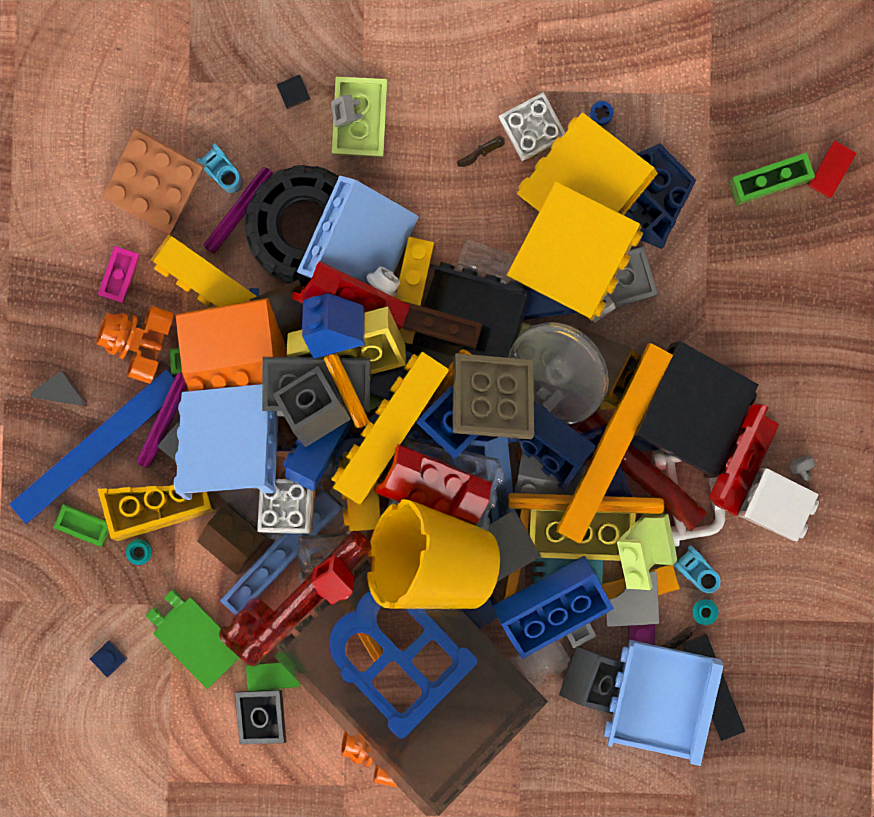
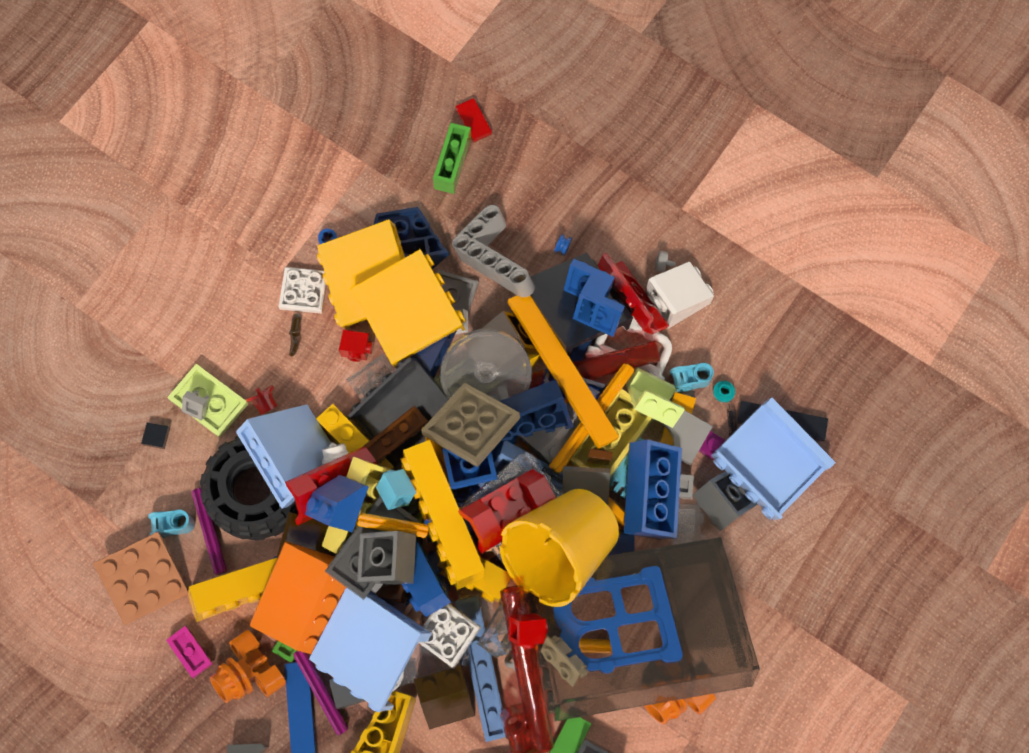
camera: 55 degrees left, 15 degrees down
(329, 620) = (556, 653): none -> dark tan hinge
(382, 369) = (395, 489): none -> medium azure brick
(395, 170) = (263, 400): none -> red piece
(509, 220) = (355, 345): none -> red brick
(550, 536) = (600, 456): none -> reddish brown tile
(687, 269) = (473, 250): none -> light grey beam
(715, 424) = (593, 303): none -> blue bracket
(753, 353) = (563, 245): none -> blue bush

